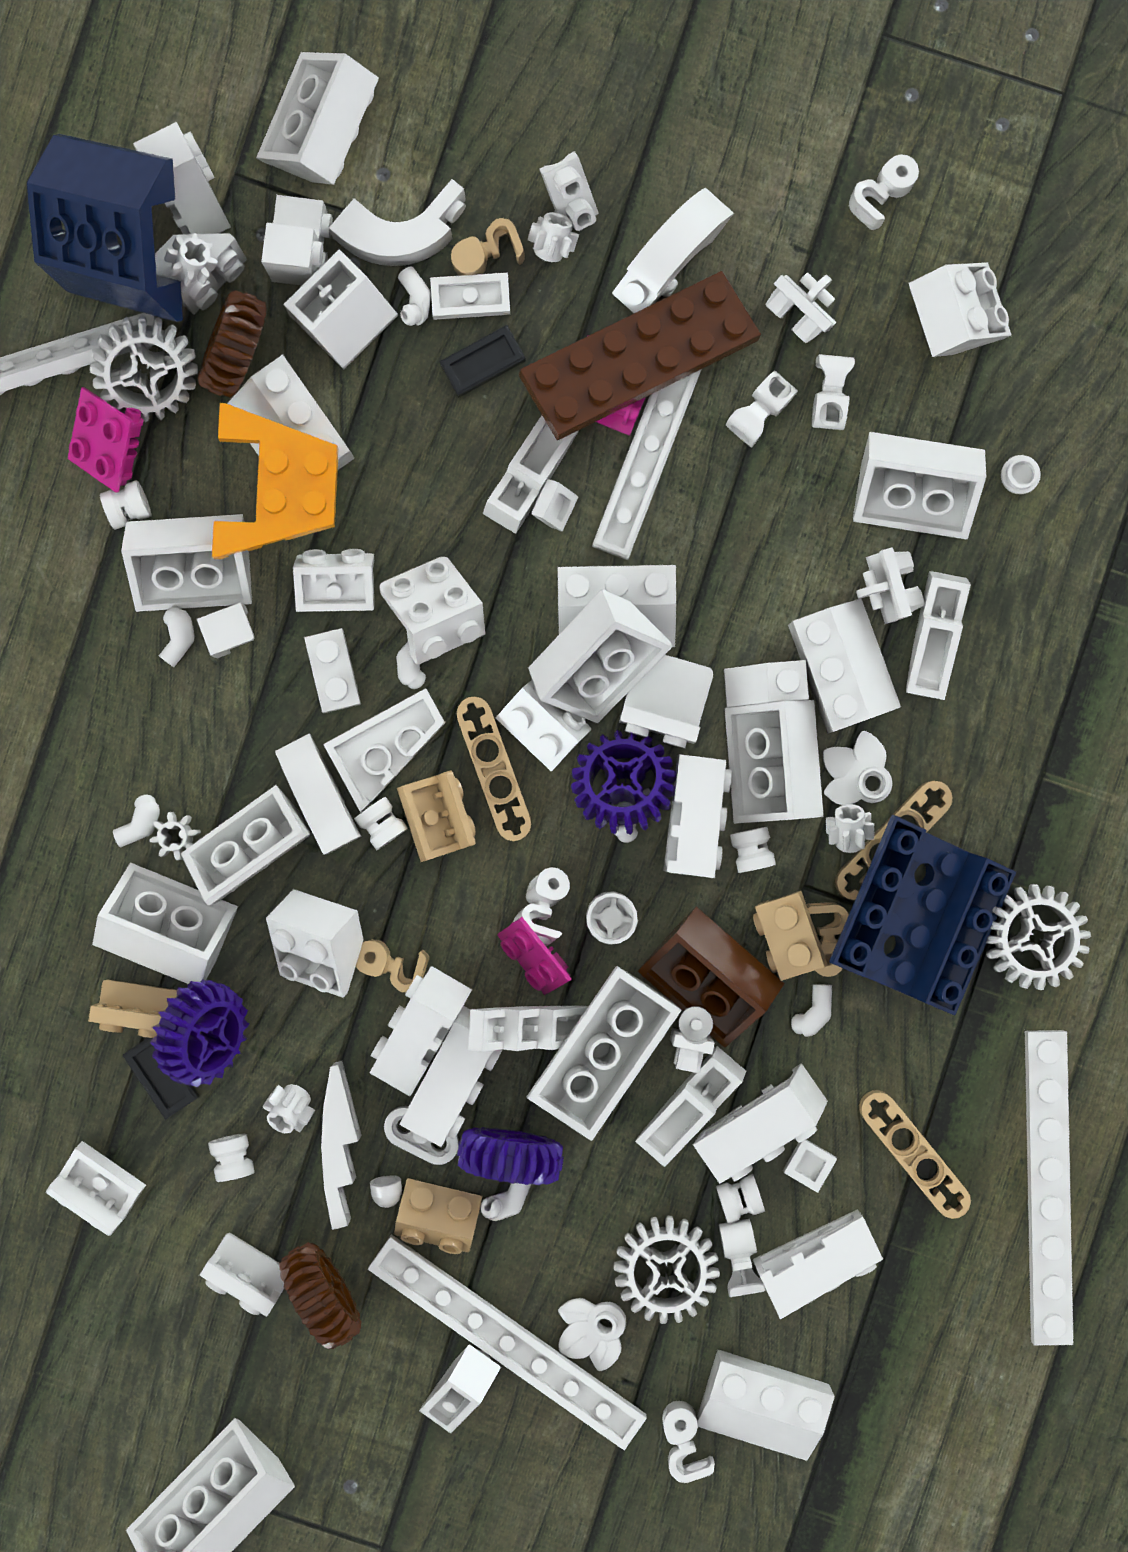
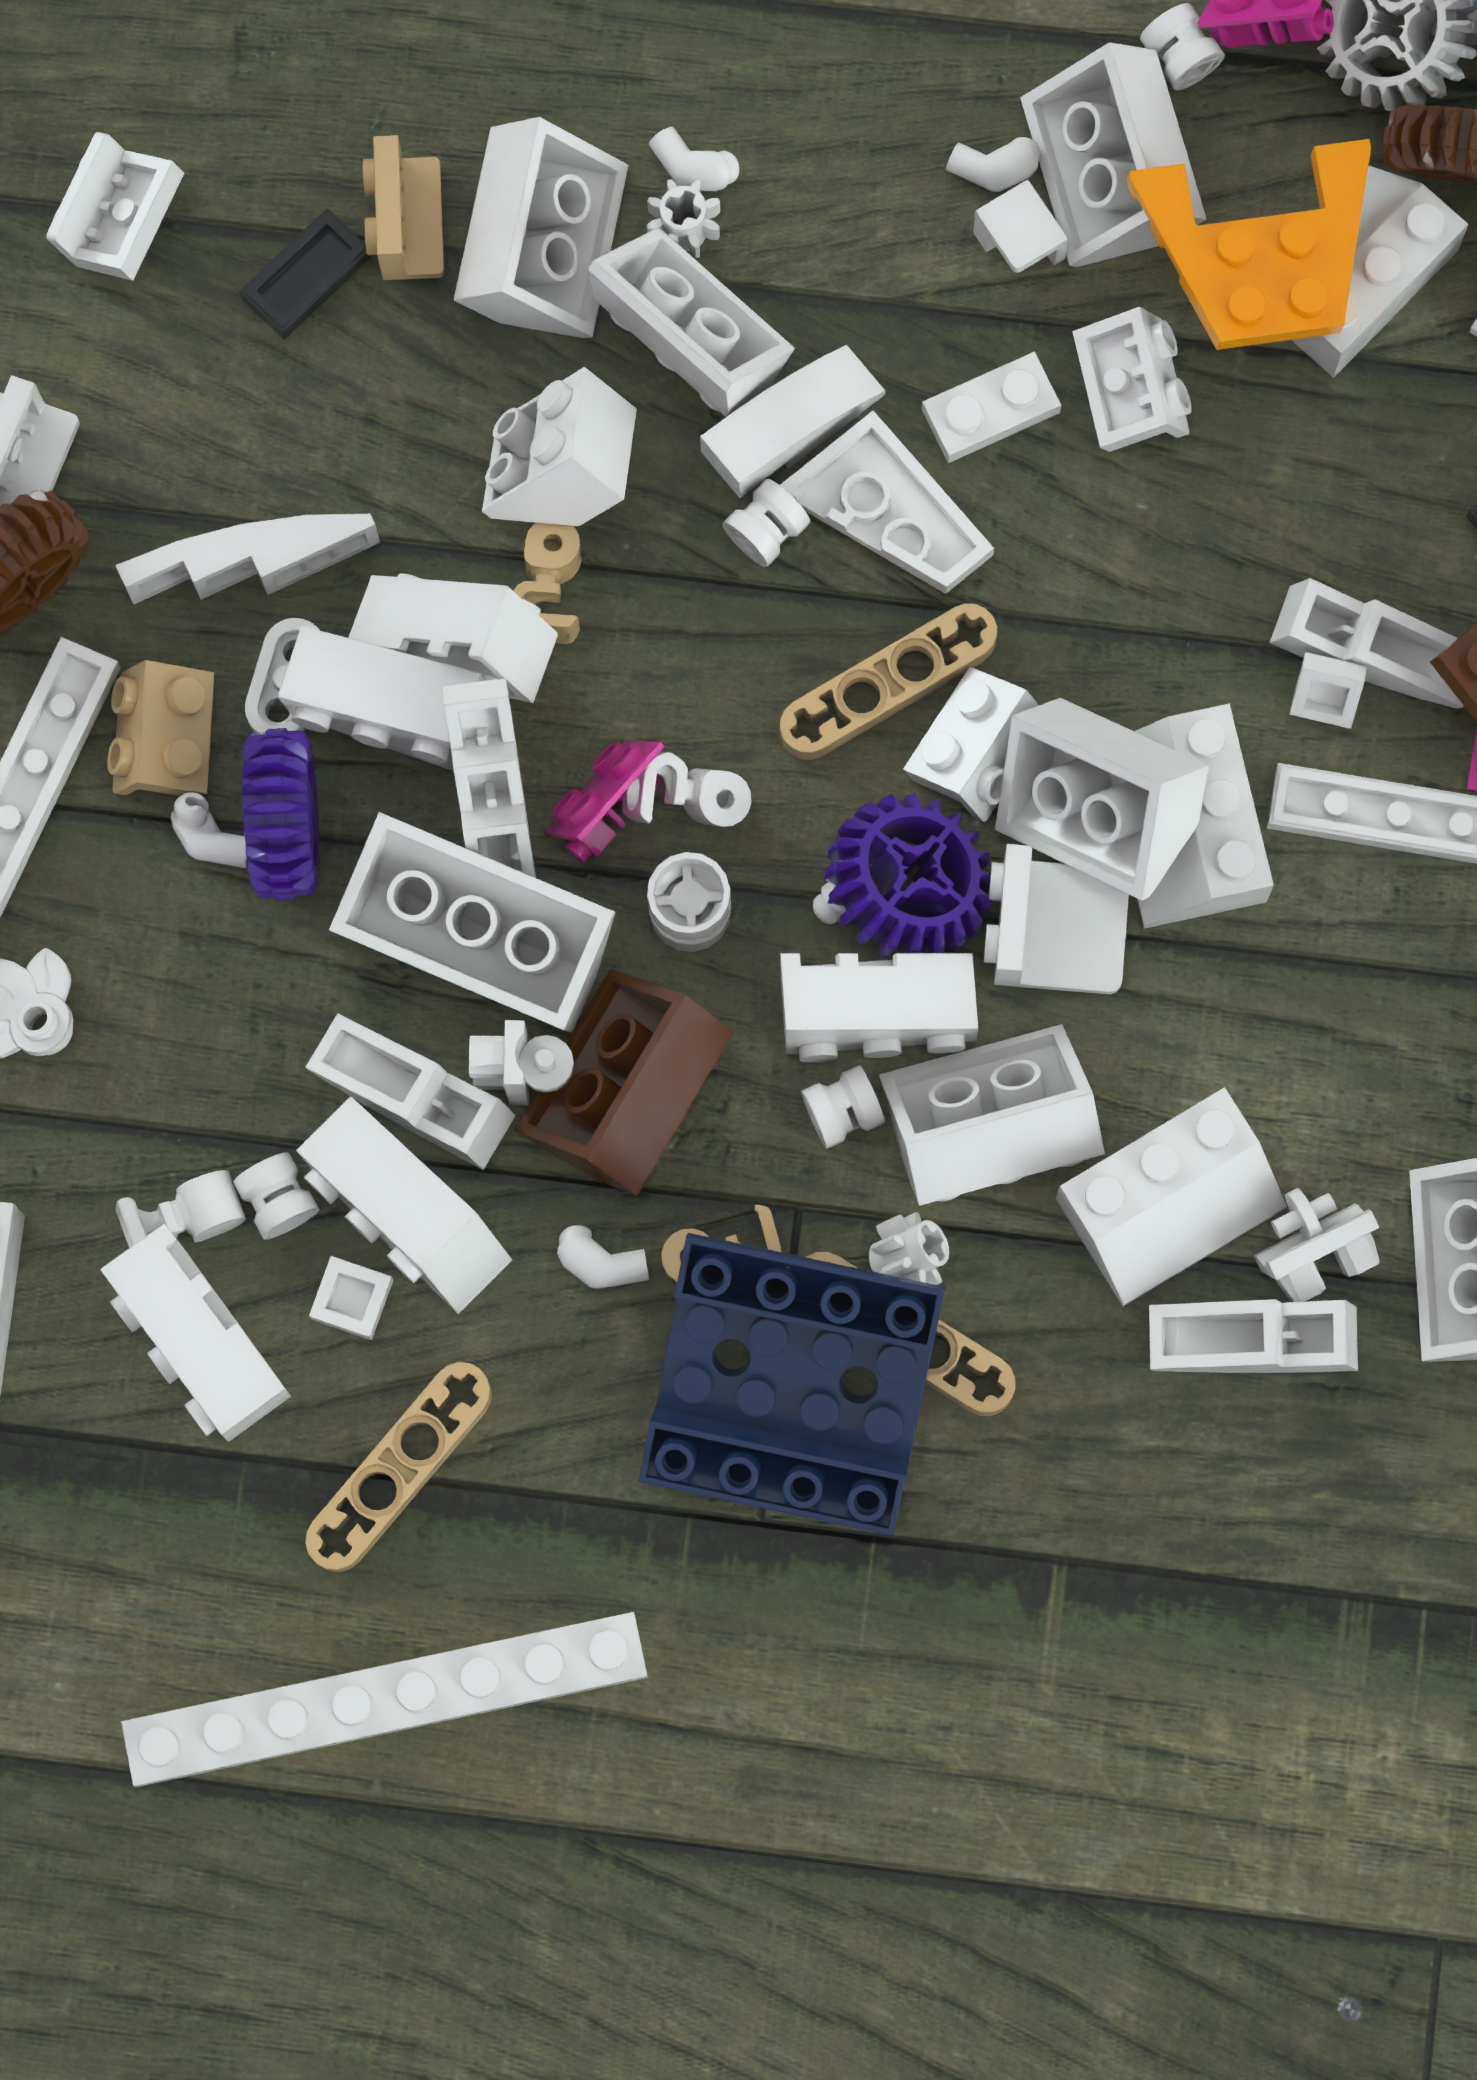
camera: 80 degrees right, 10 degrees down
(195, 1056) = (349, 292): dark purple gear -> none
(230, 1153) = (199, 399): white wheel -> none
(288, 1108) = (291, 468): white gear -> none
(386, 1190) = (188, 644): white hinge -> none
(408, 671) = (1032, 517): white arm -> none
(434, 608) = (1121, 536): white bracket -> none
(437, 815) = (795, 604): tan bracket -> none
(657, 1283) = (154, 1073): white gear -> none
(766, 683) = (1118, 1077): white slope -> none
(789, 936) = (716, 1184): tan bracket -> none
(853, 767) = (1008, 1247): white plate -> none
(1044, 951) = (764, 1547): white gear -> none

